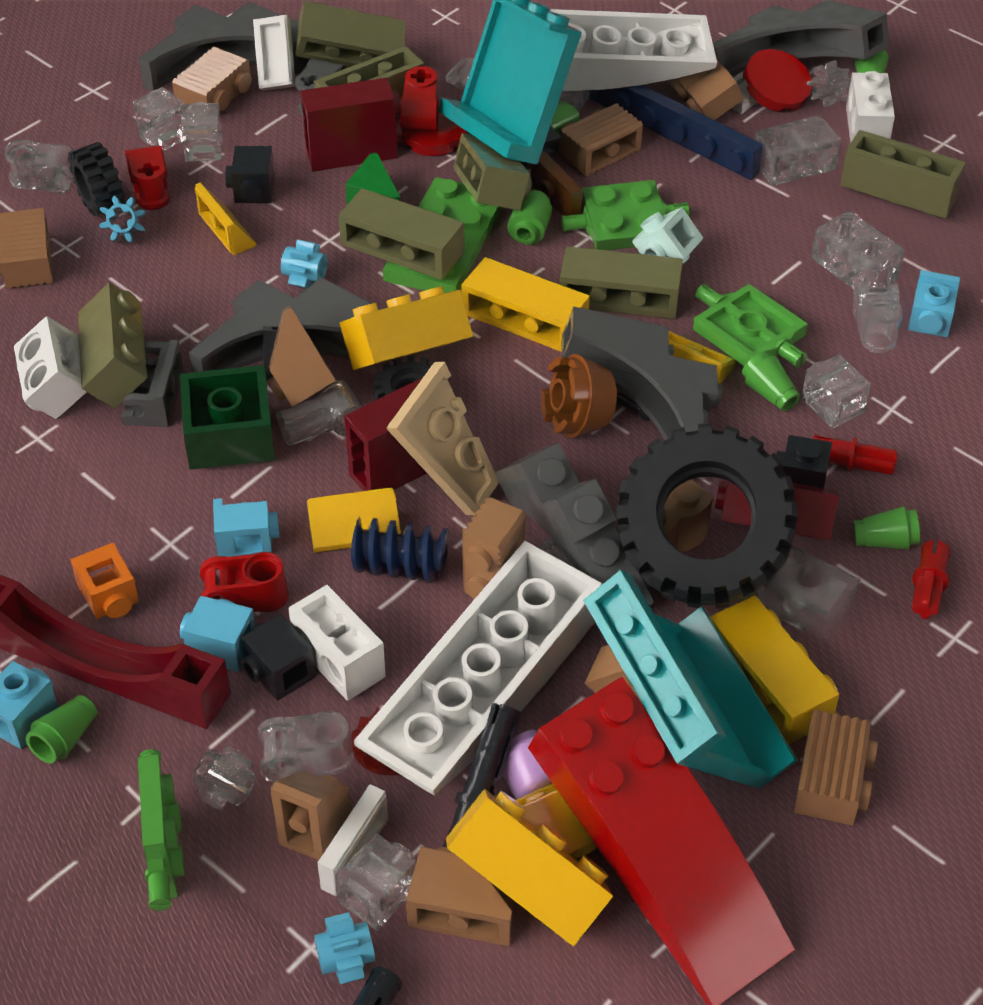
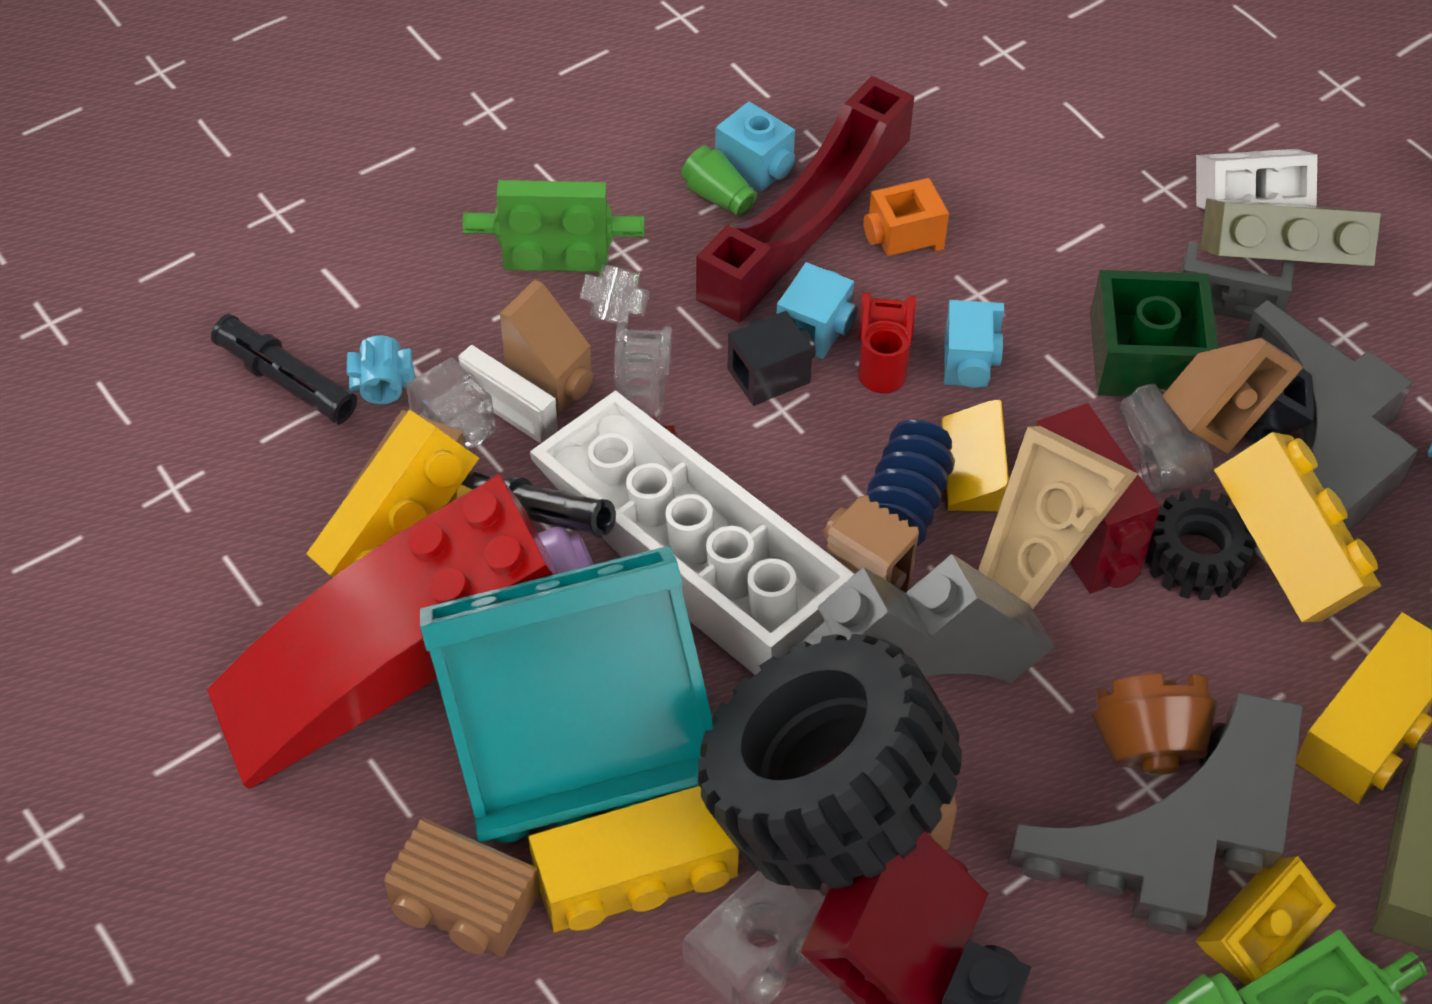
camera: 100 degrees right, 5 degrees up
(341, 642) = (767, 400): white brick -> none

